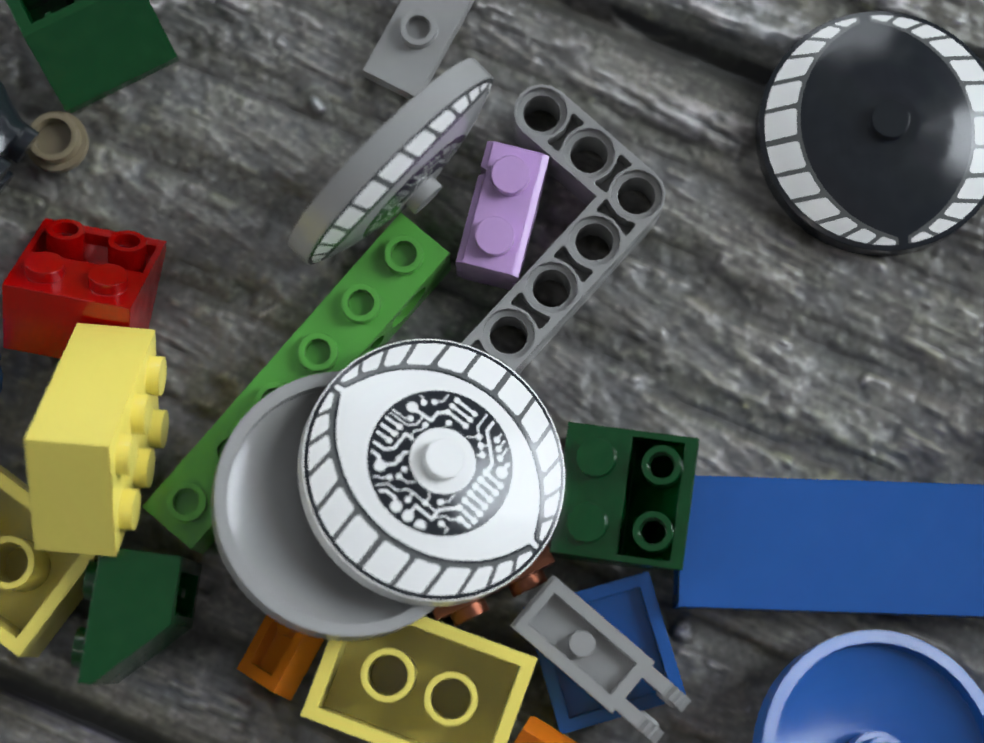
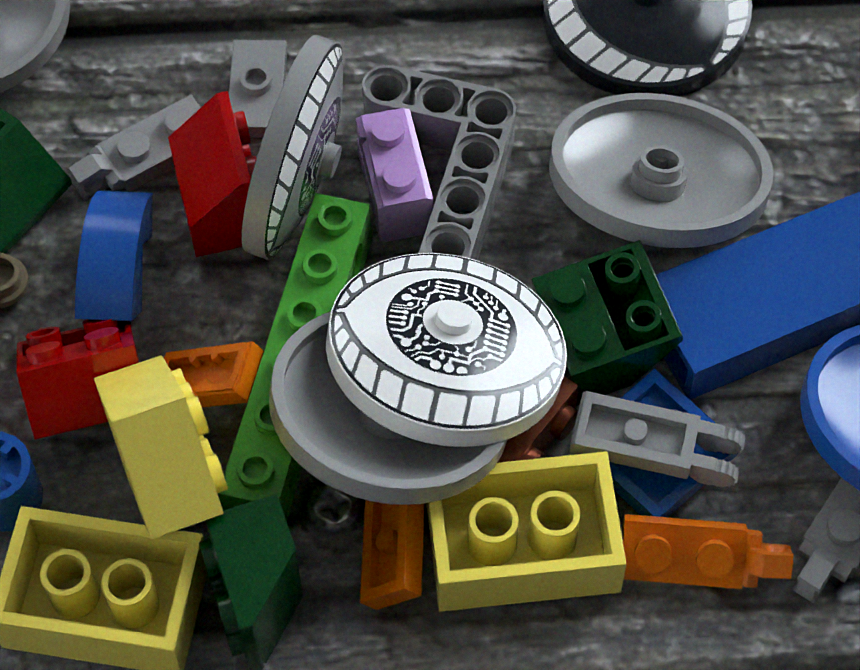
camera: 25 degrees left, 20 degrees down
(170, 173) = (113, 256): none -> blue brick
(203, 361) = (219, 372): none -> orange plate
(271, 54) = (133, 154): none -> light grey hinge
(313, 131) = (213, 174): none -> red slope
(777, 351) = (660, 170): none -> light grey dish

